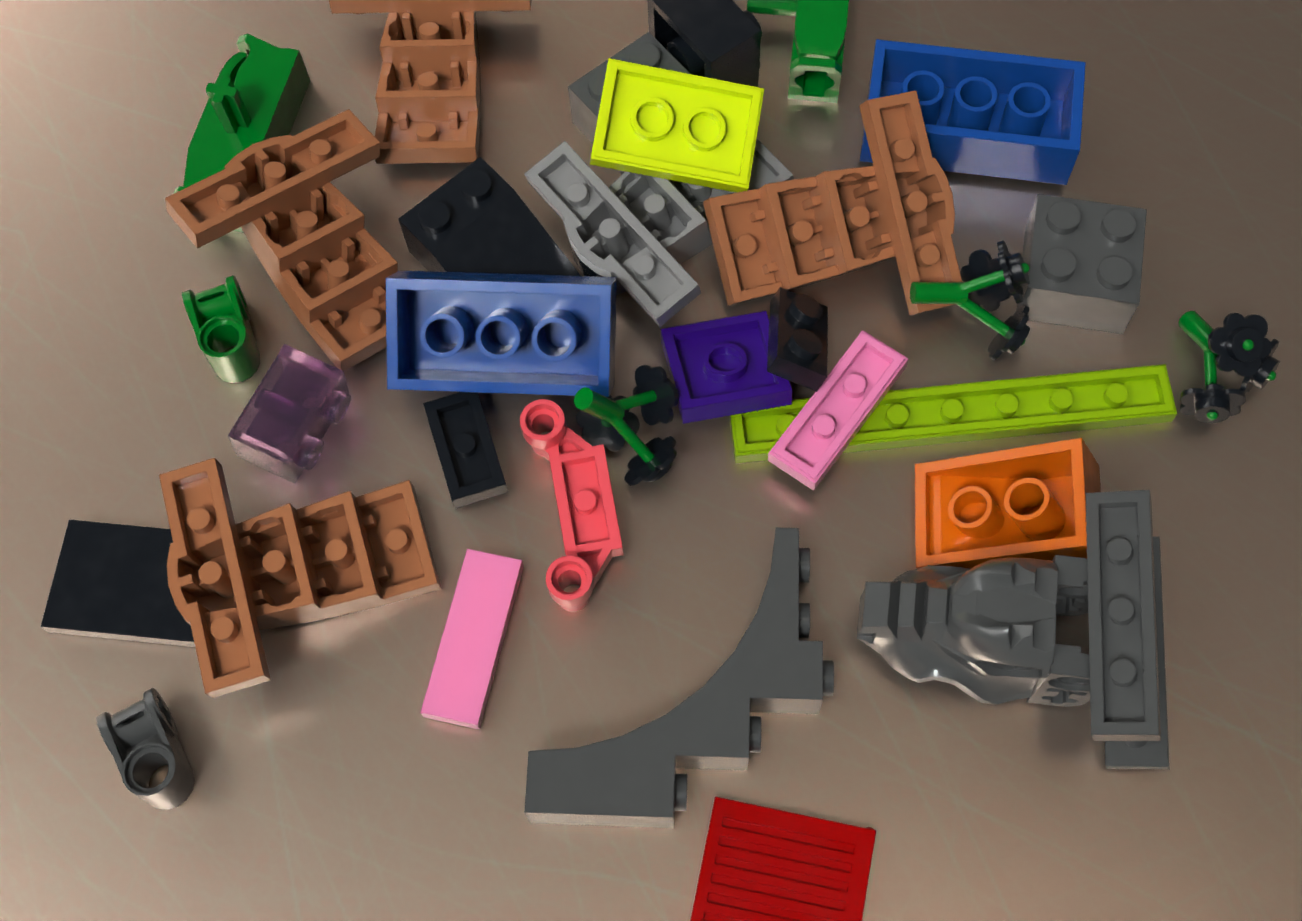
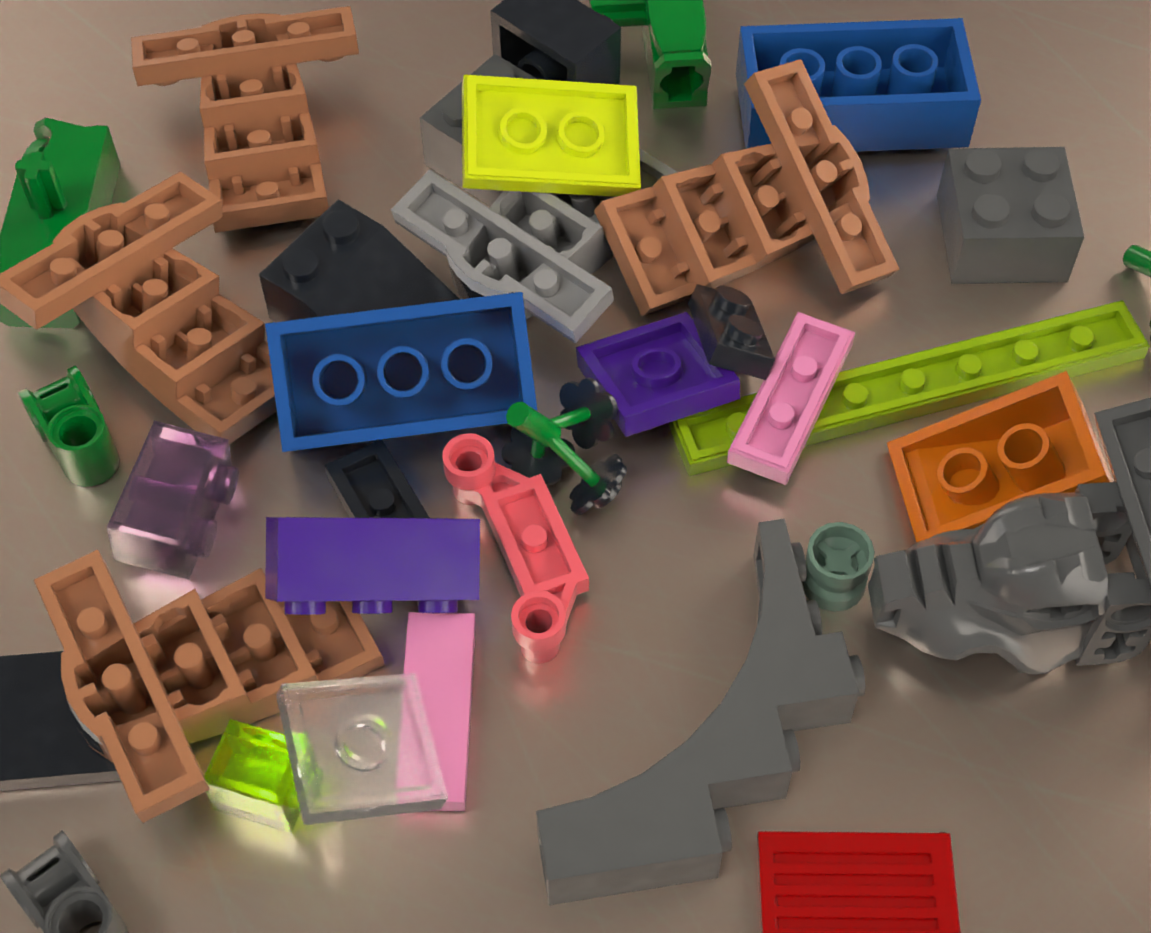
camera: 15 degrees left, 10 degrees down
(319, 671) = (253, 777): none -> clear neon green brick
(399, 666) = (360, 748): none -> clear tile
(440, 505) = (371, 563): none -> dark purple brick
(843, 565) = (838, 566): none -> sand green wheel
(985, 284) = (912, 255): black plant -> none

